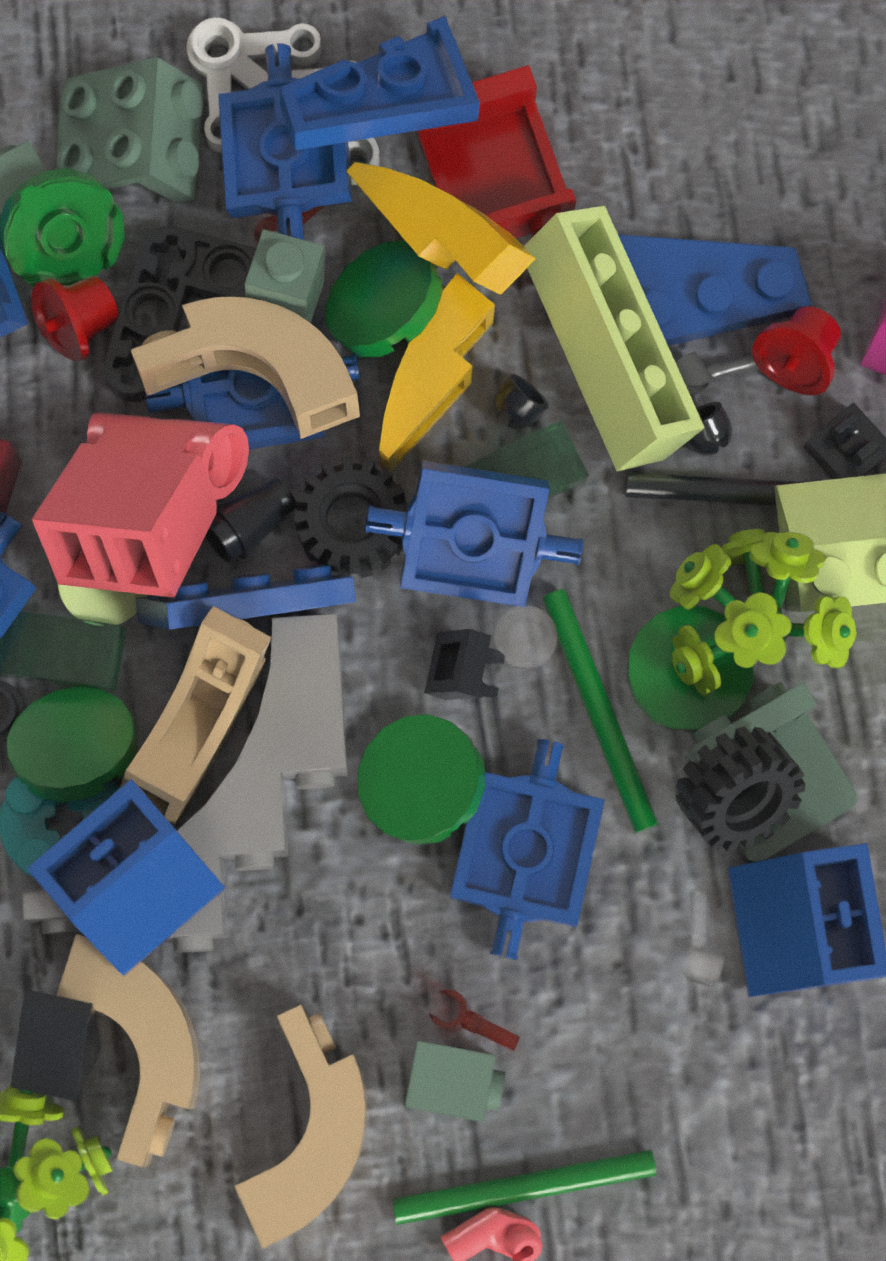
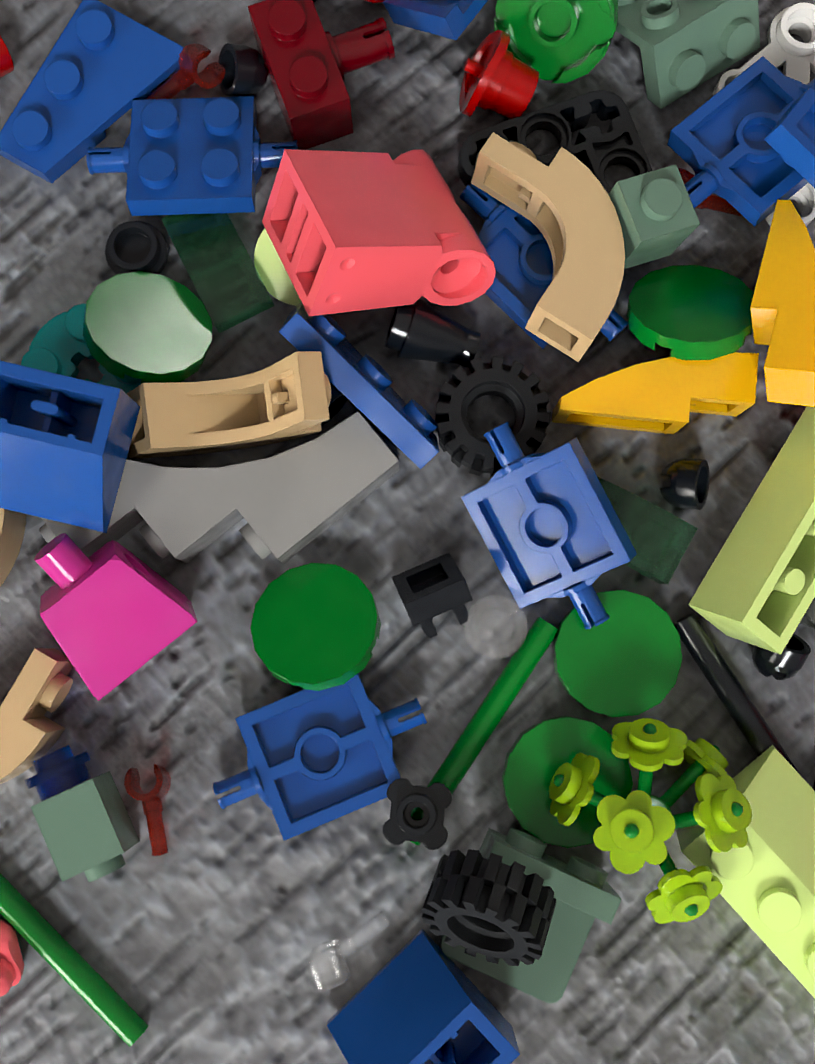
camera: 55 degrees right, 5 degrees up
(289, 936) = (108, 611): none -> dark pink torso
(390, 1075) = (58, 772): none -> clear blue plate
(625, 556) = (624, 661): none -> green tile
(649, 801) = (431, 800): none -> black plate

